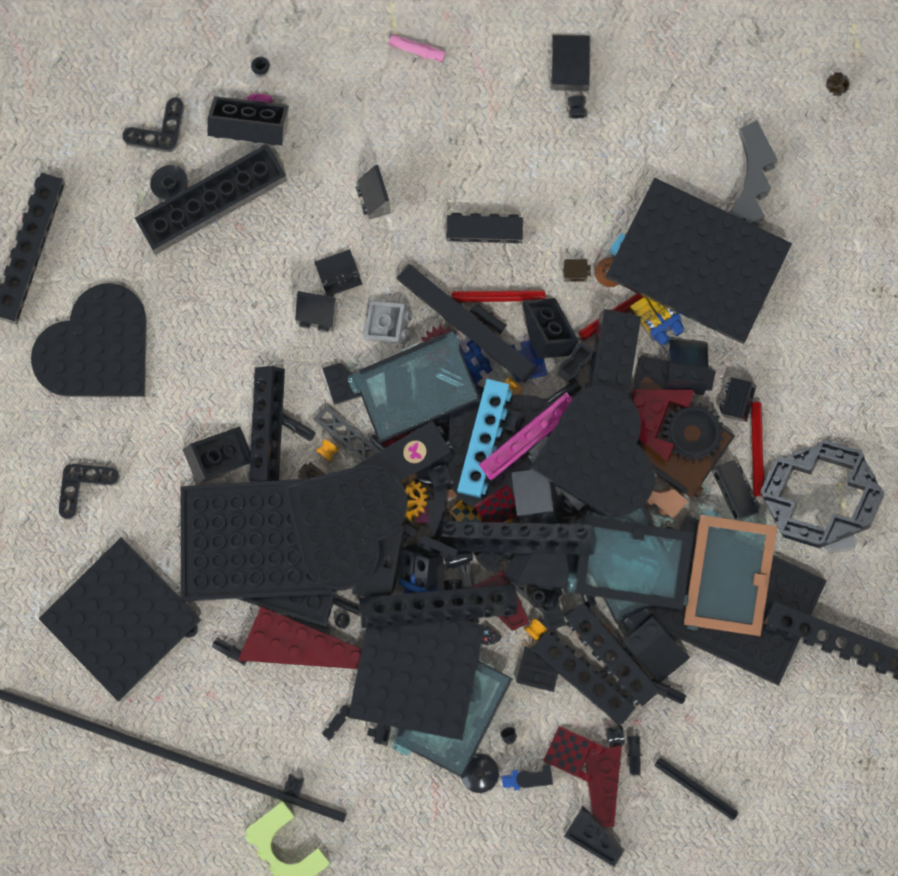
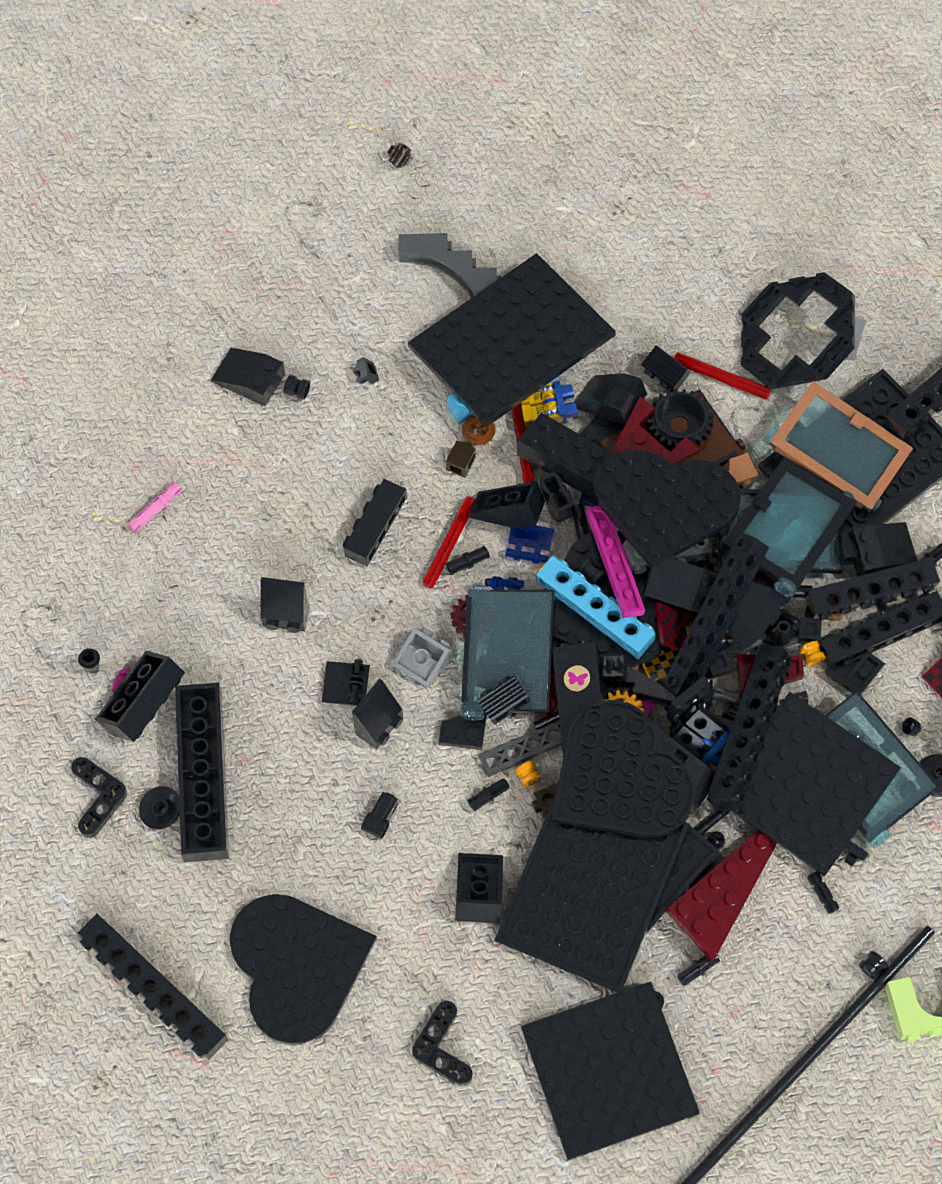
camera: 65 degrees left, 15 degrees down
(235, 352) = (378, 820): none -> black piece
(266, 424) = (483, 819): black brick -> none
(370, 402) = (503, 699): none -> black brick
(466, 323) = (461, 580): black beam -> none
(619, 156) = (367, 370): none -> black tile
(736, 490) = (755, 410): black slope -> none

